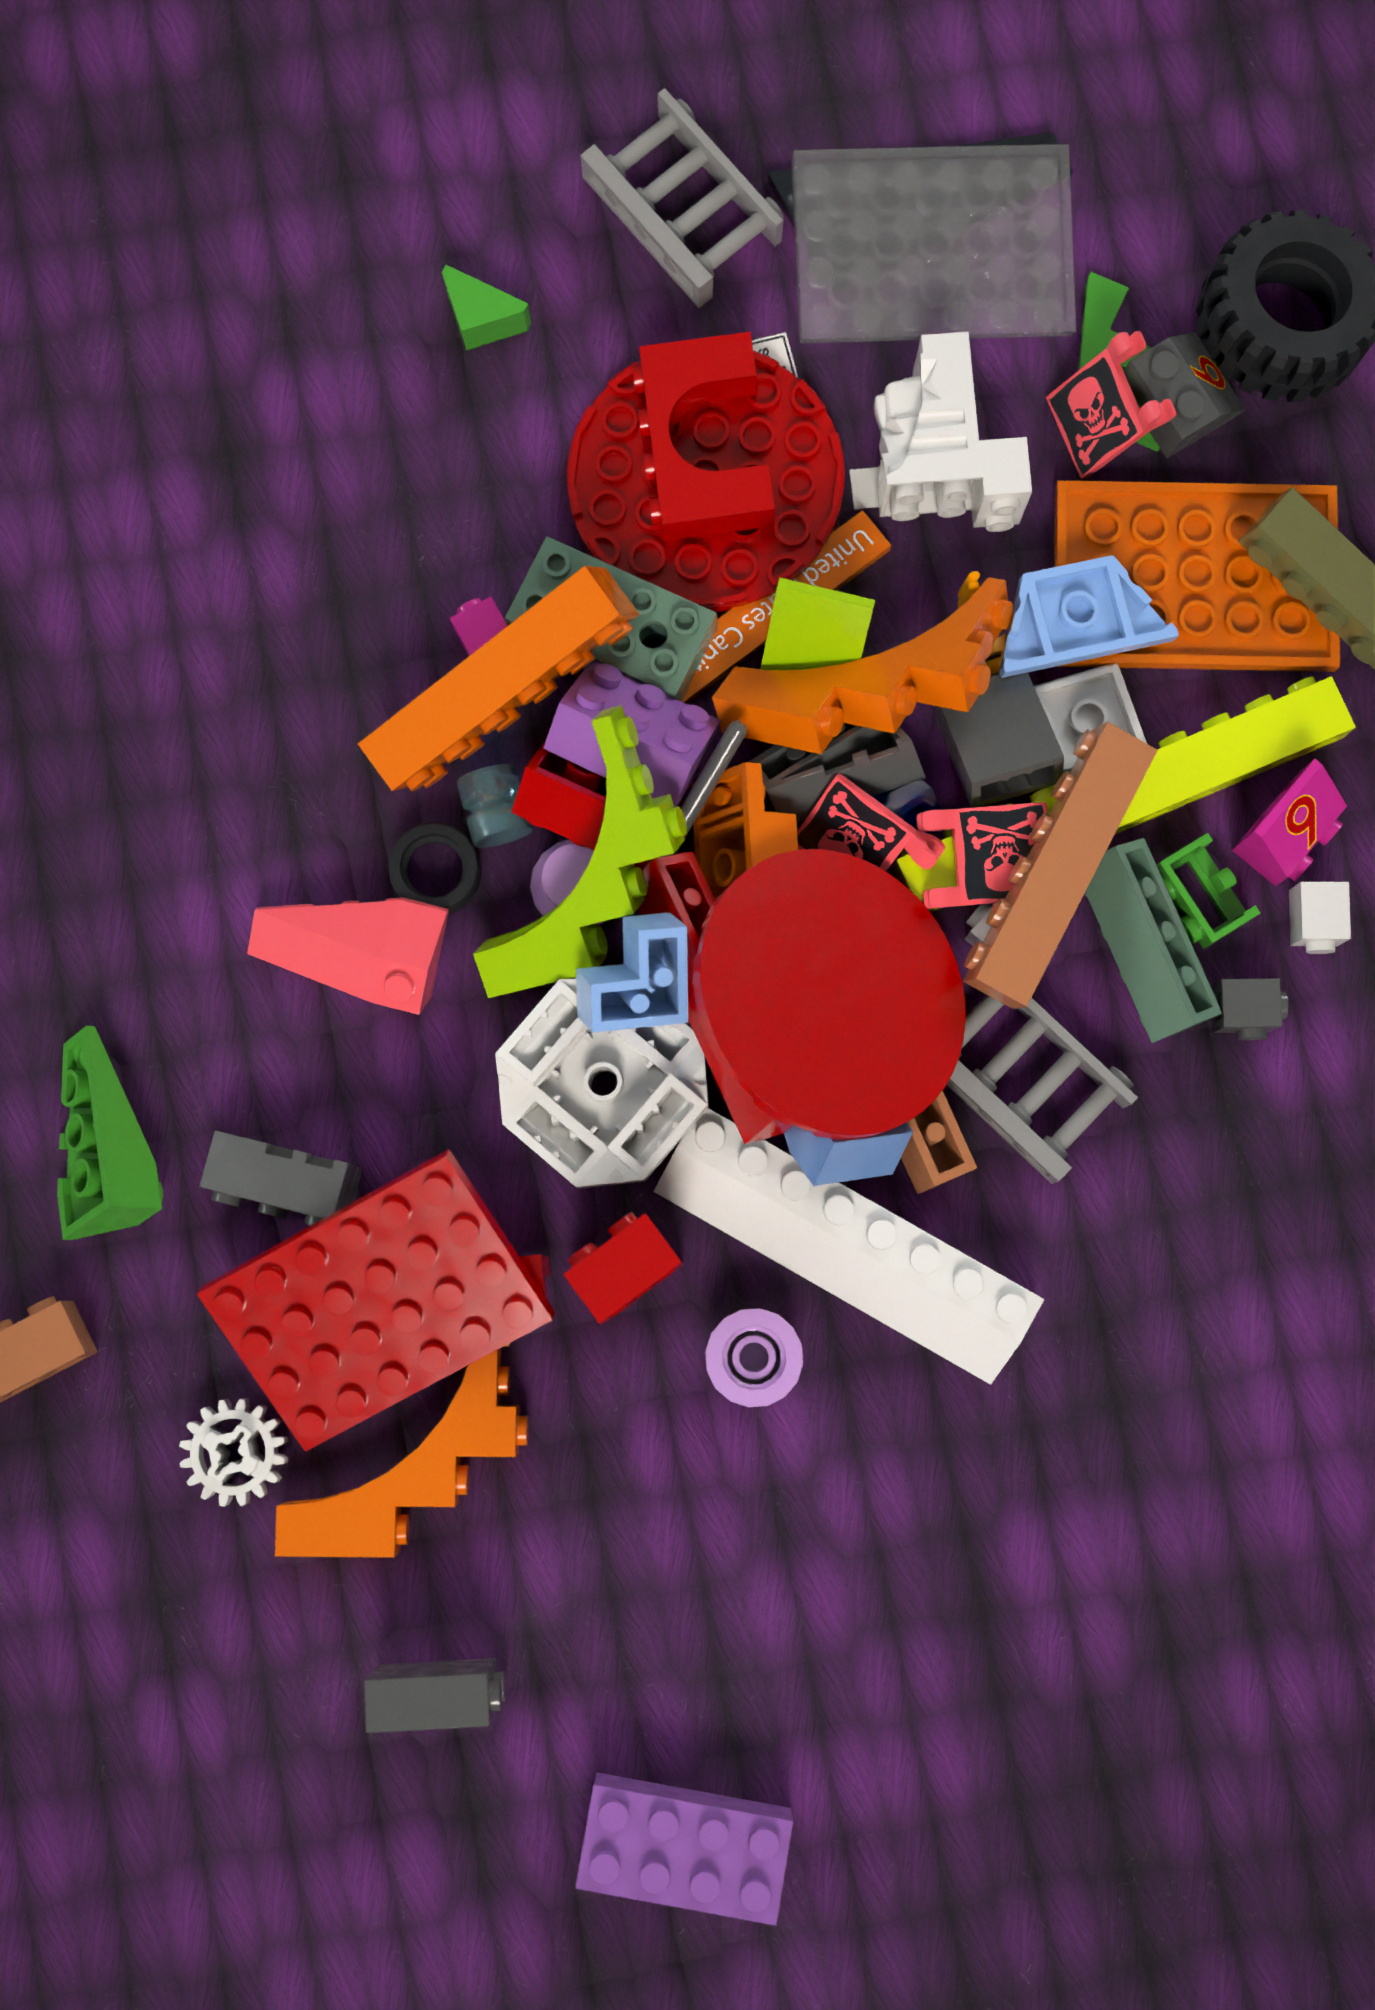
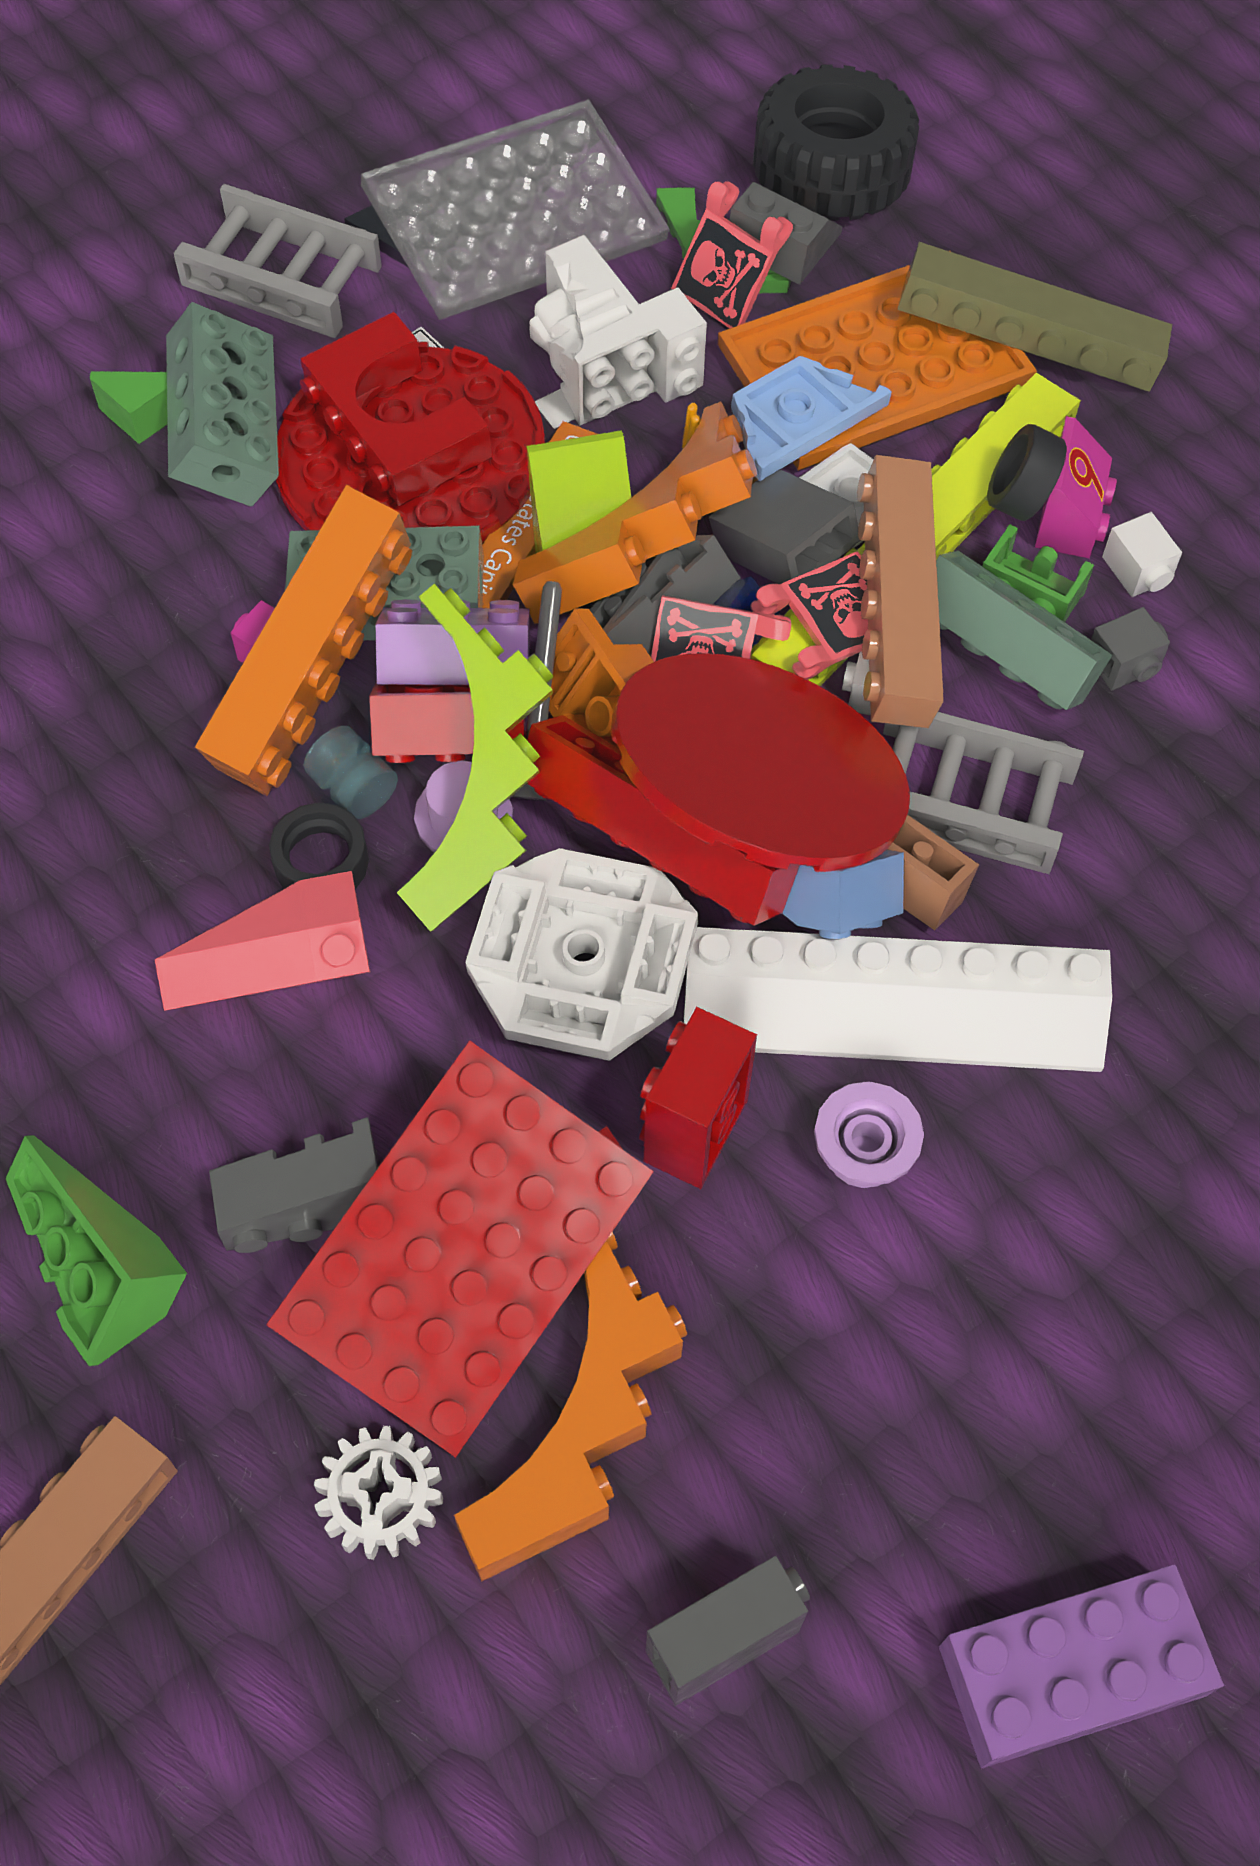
camera: 30 degrees left, 20 degrees down
(548, 359) = (221, 405): none -> sand green brick
(647, 987) = (583, 818): light blue brick -> none
(1244, 799) = (1026, 472): none -> black tyre

